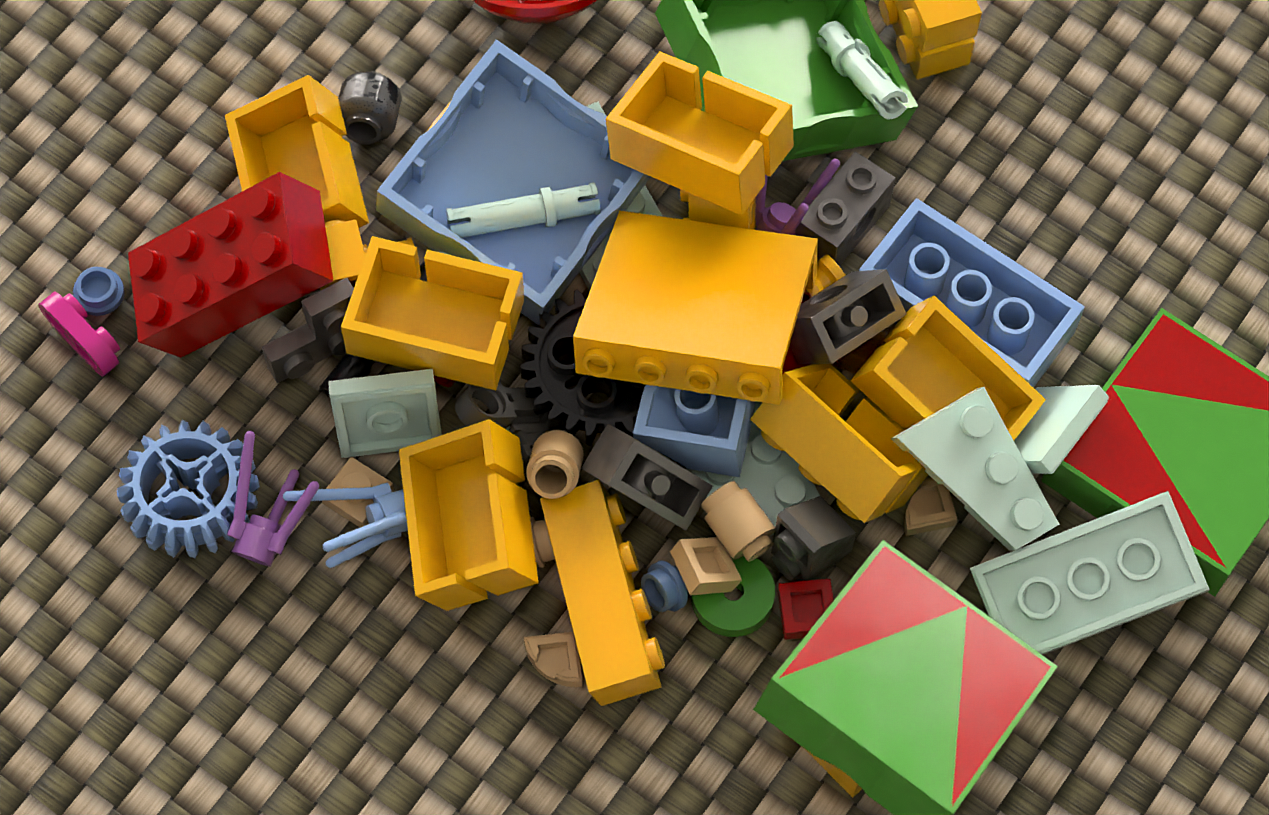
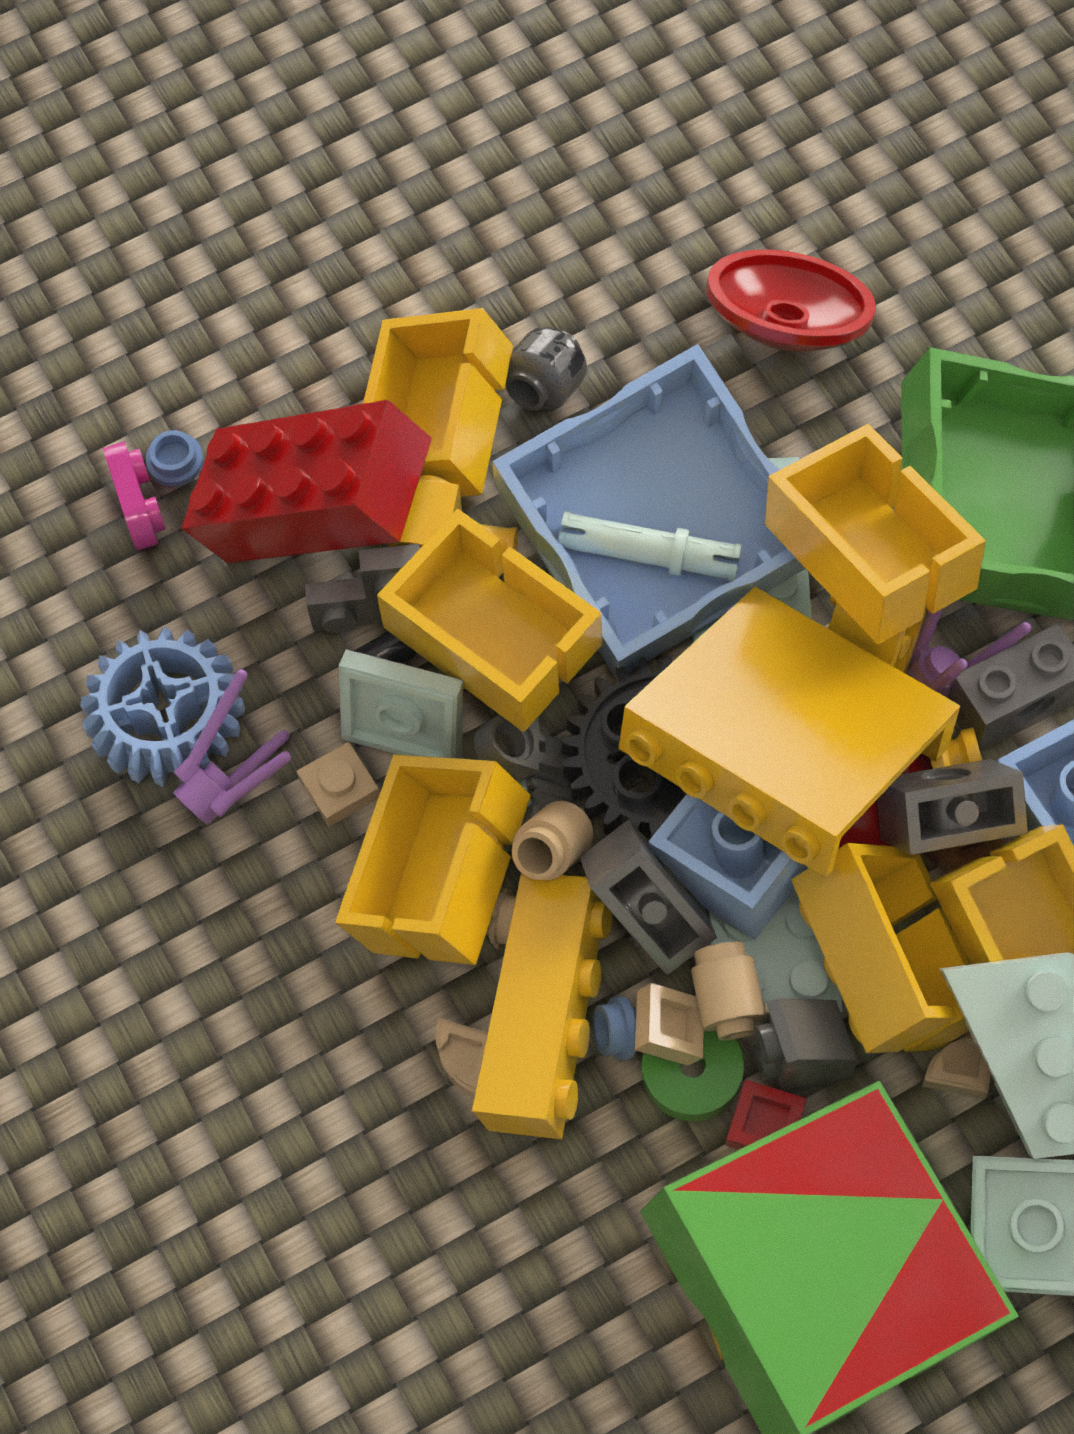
camera: 30 degrees right, 0 degrees up
(384, 516) = (349, 817): light blue plant -> none

